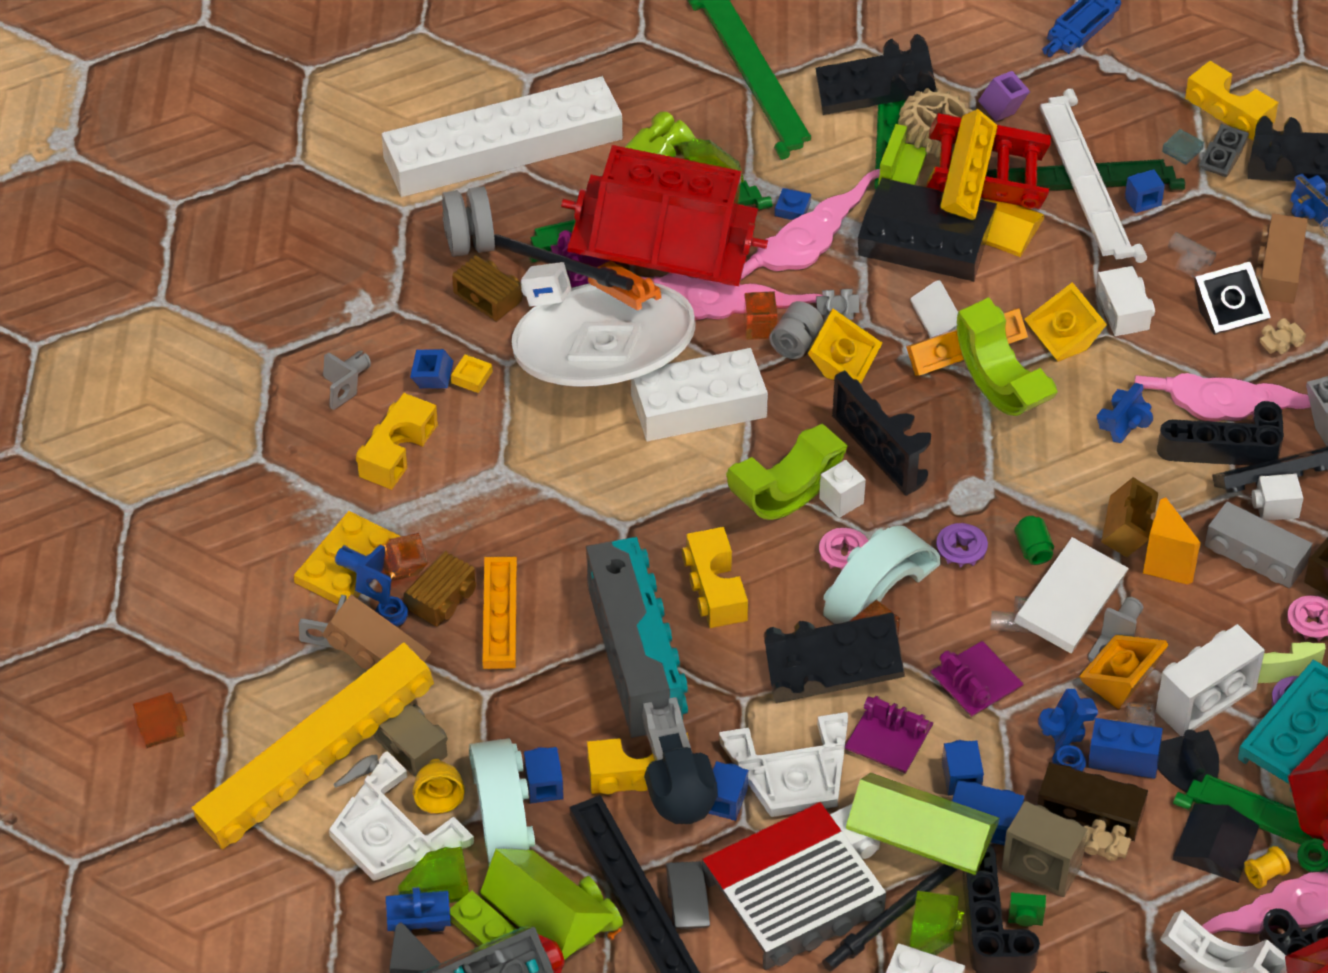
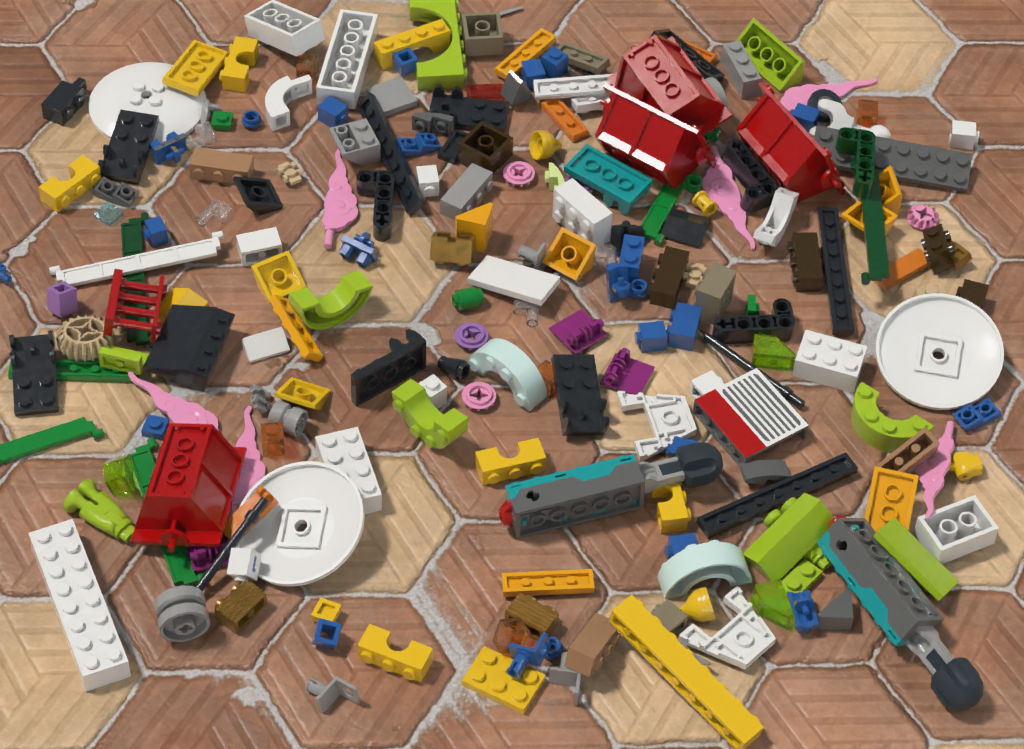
camera: 95 degrees left, 0 degrees up
(898, 516) = (455, 367): none -> black cone
(921, 822) = (706, 345): lime slope -> none
(969, 165) = (150, 308): yellow slope -> none

